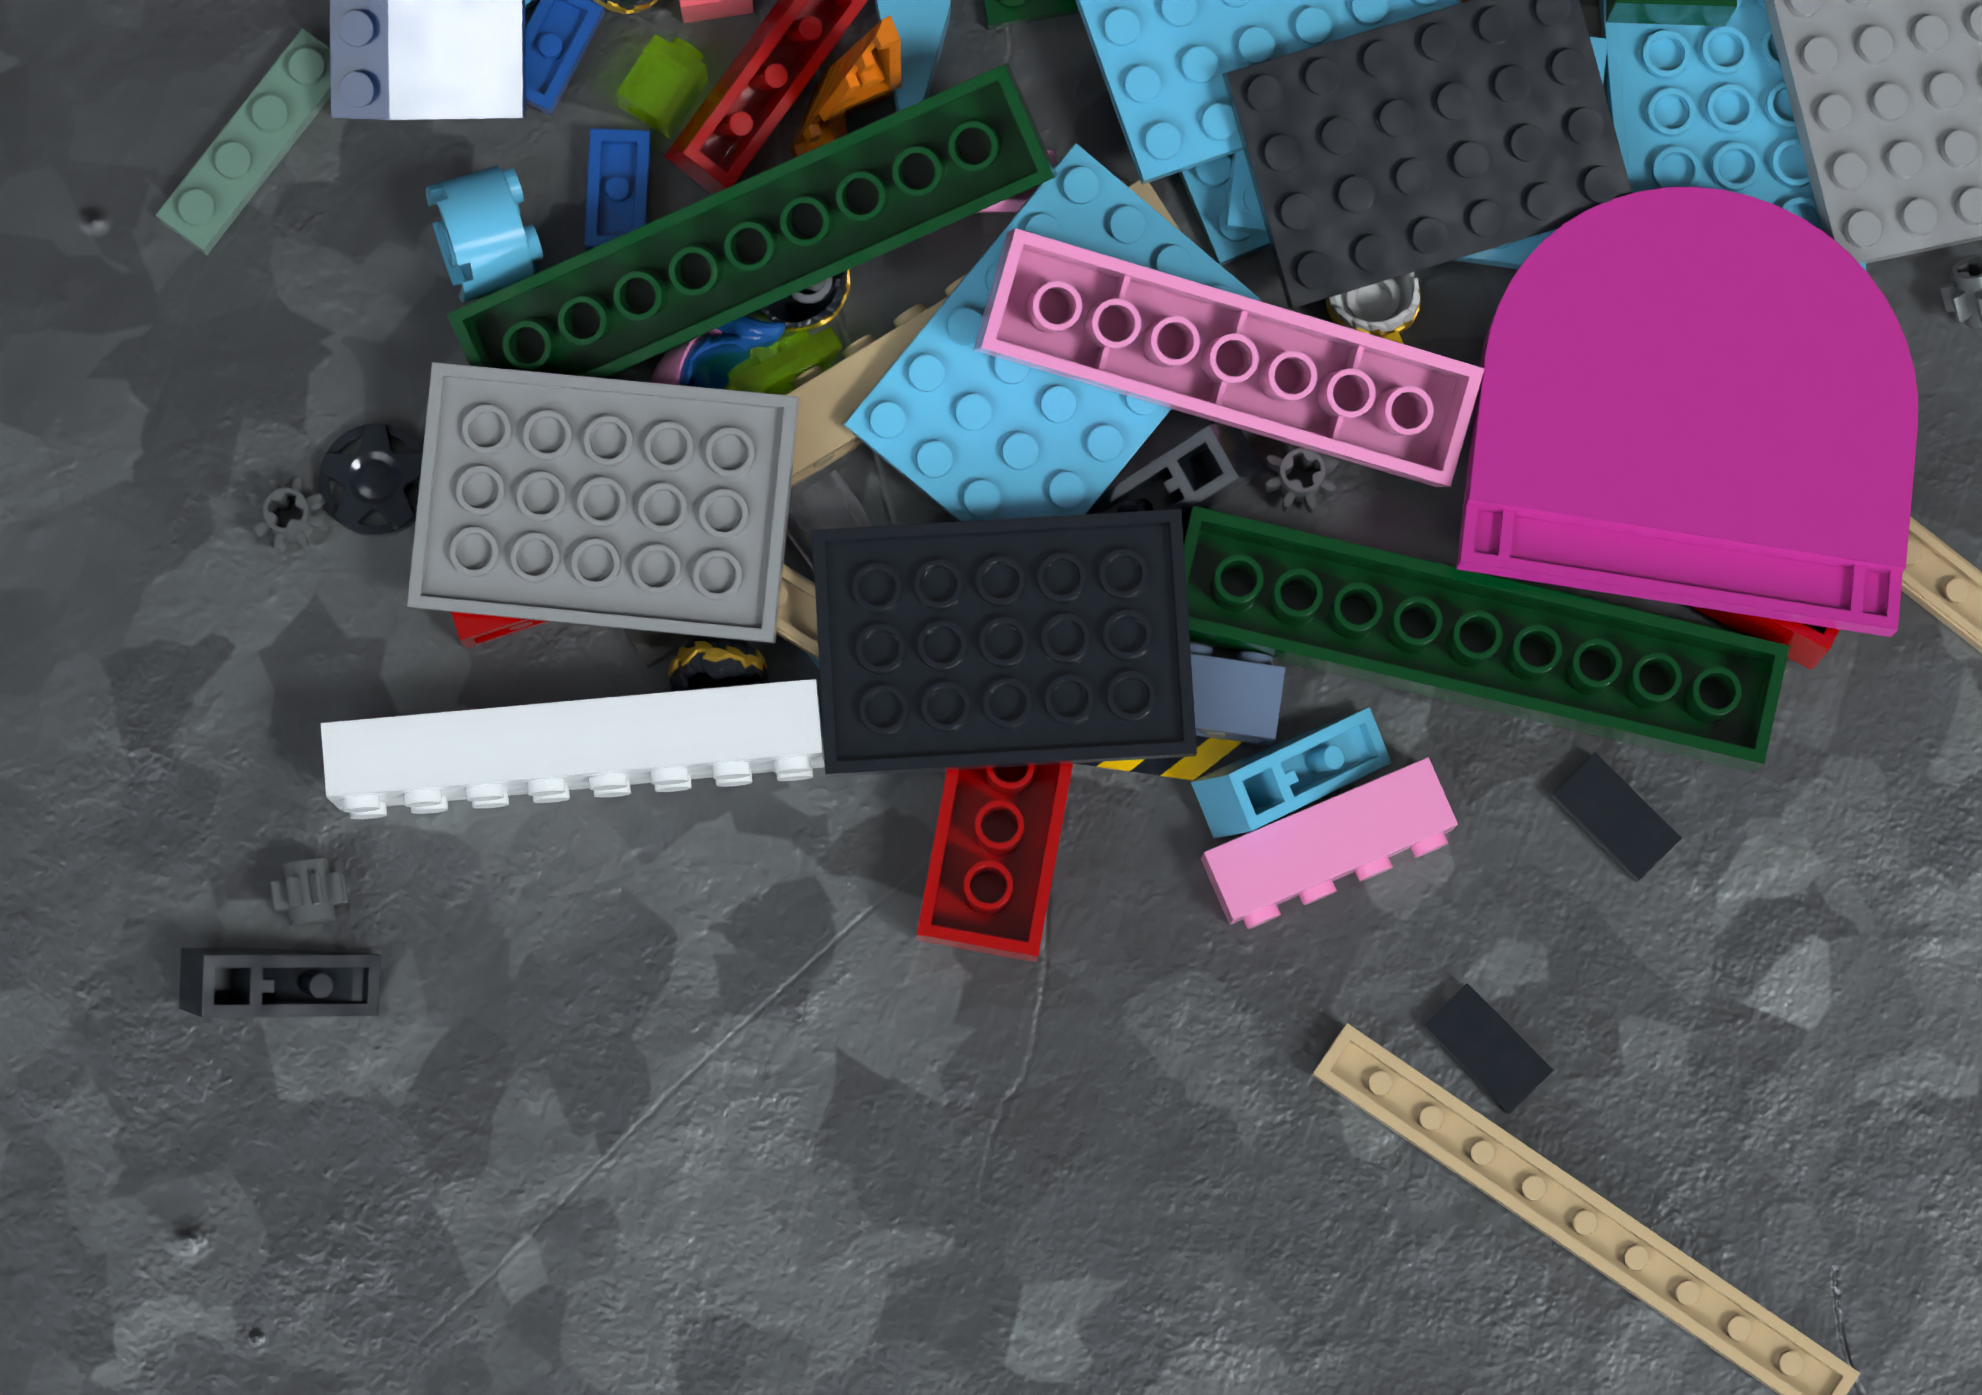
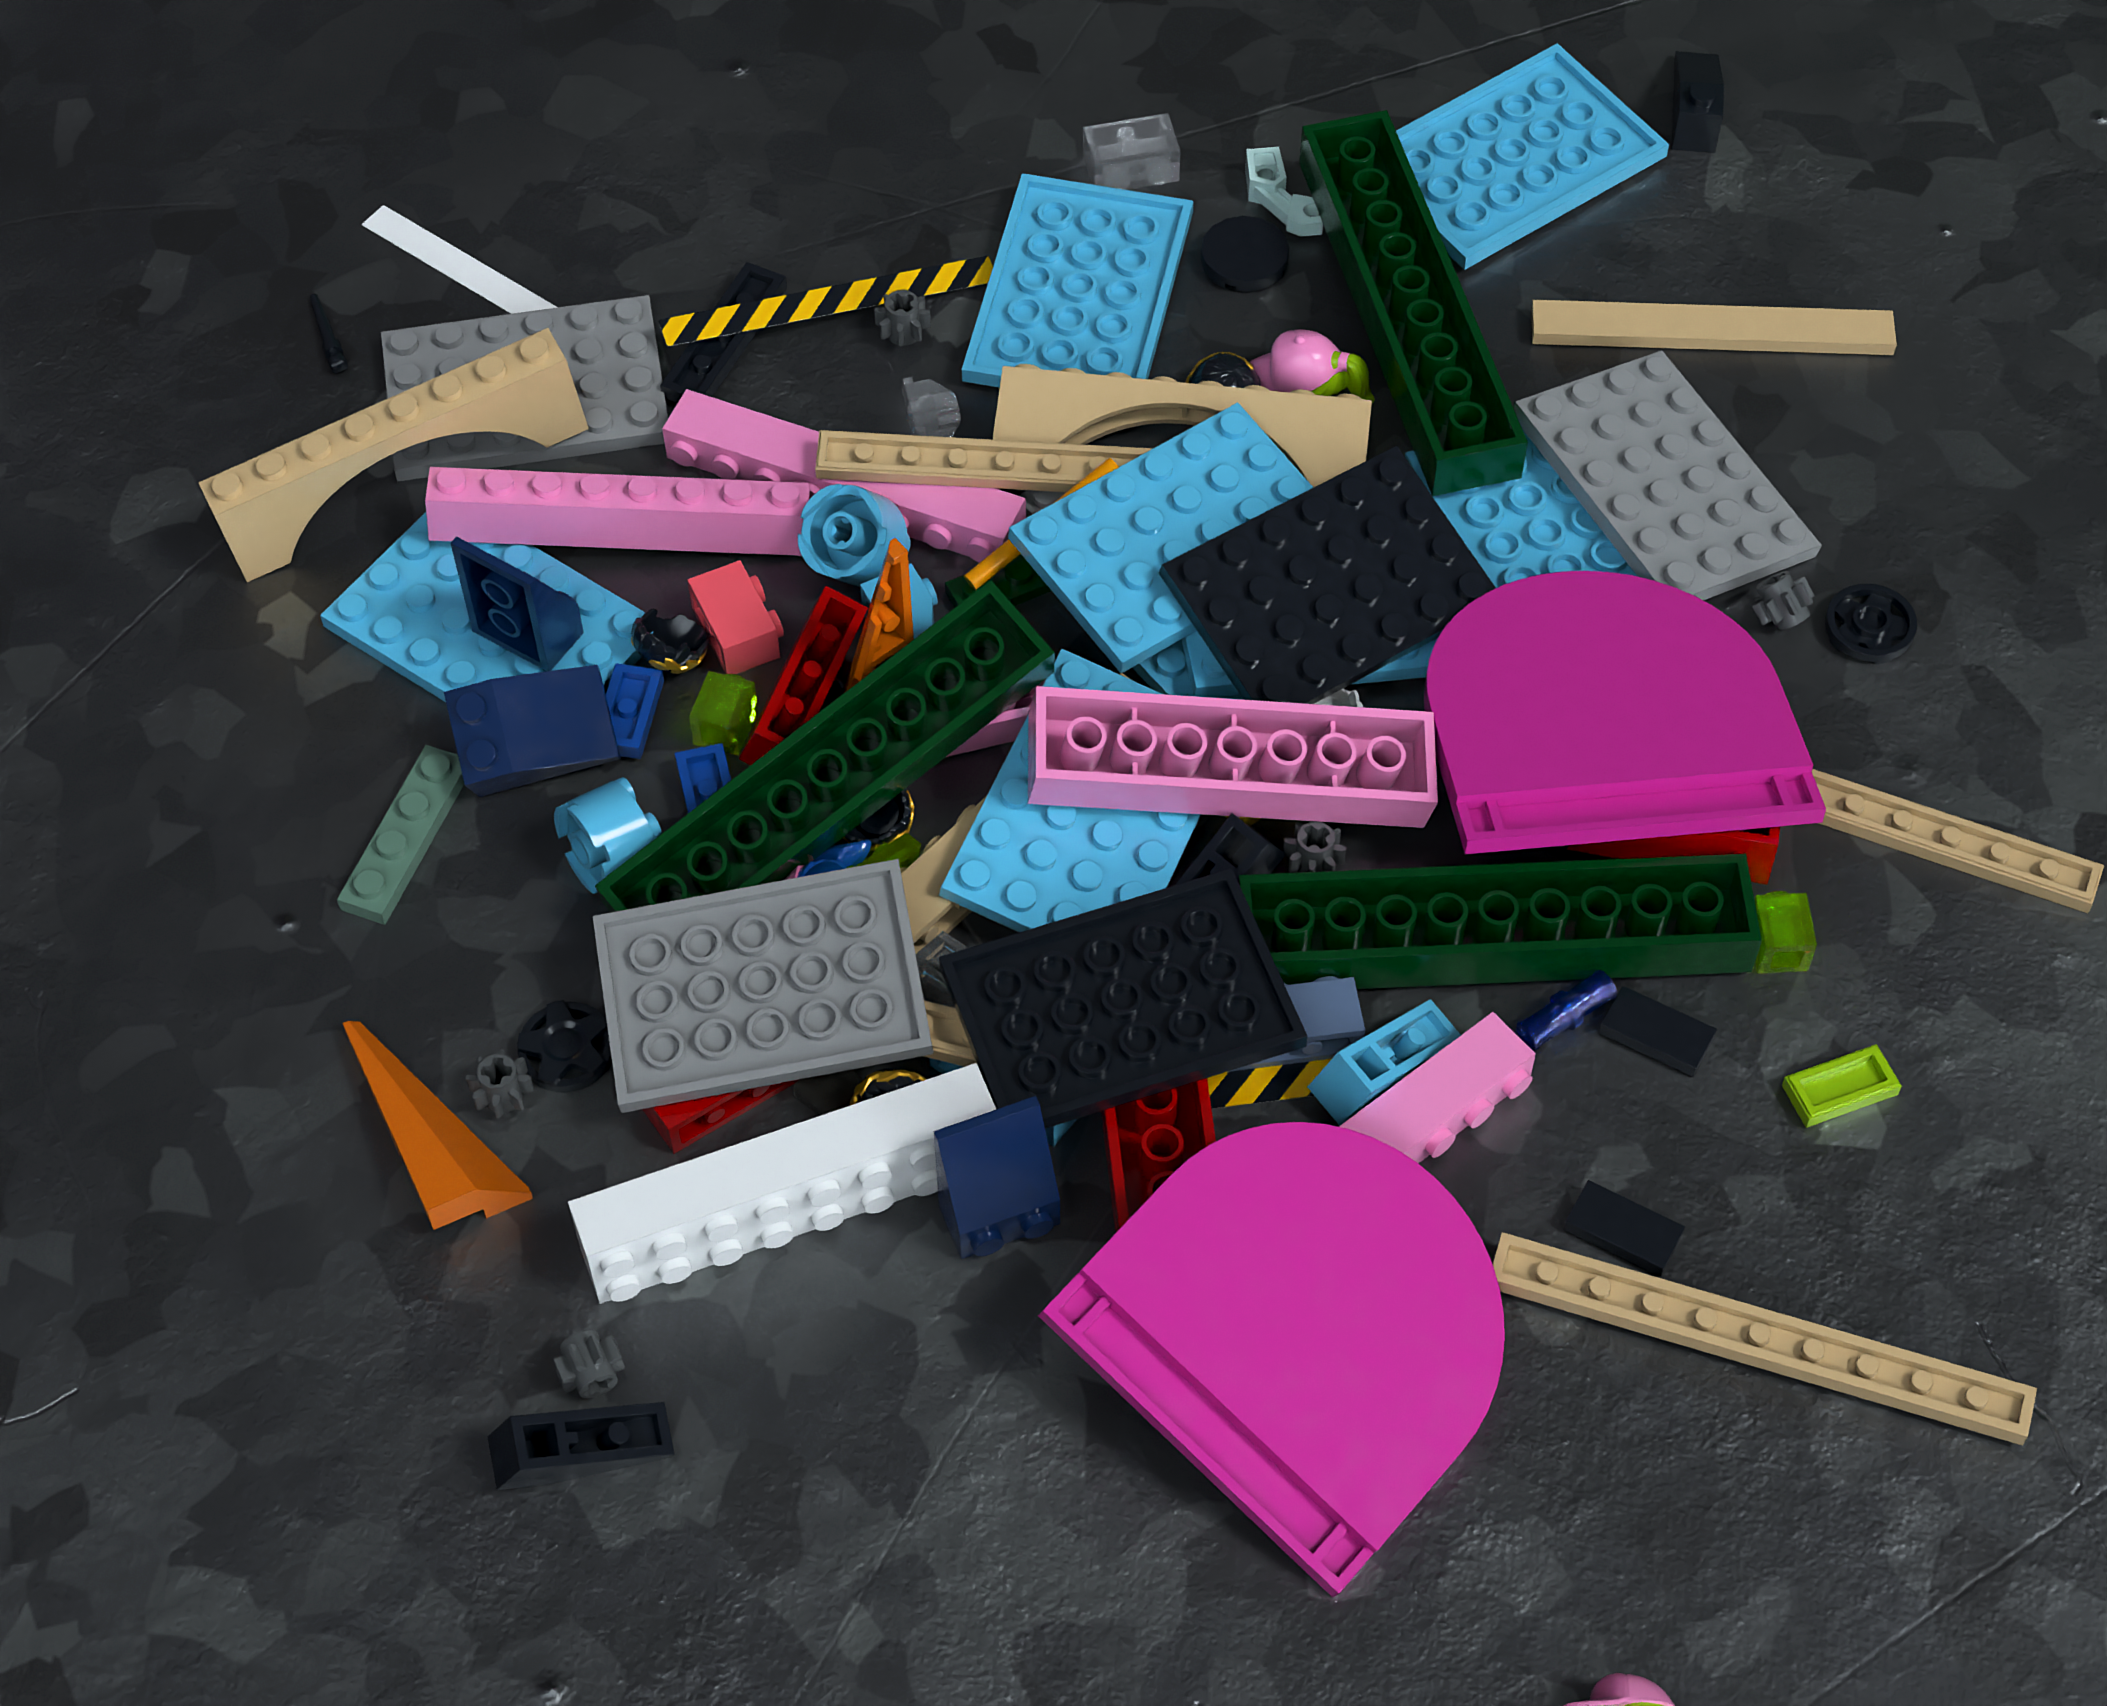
camera: 10 degrees left, 25 degrees down
(206, 589) = (442, 1156): none -> orange wedge
(803, 820) = (996, 1178): none -> dark blue slope
(1081, 1087) = (1299, 1332): none -> dark pink piece
(1560, 752) = (1567, 1010): none -> clear blue pin
(1798, 944) = (1841, 1085): none -> lime tile
(1804, 737) = (1785, 932): none -> clear neon green brick

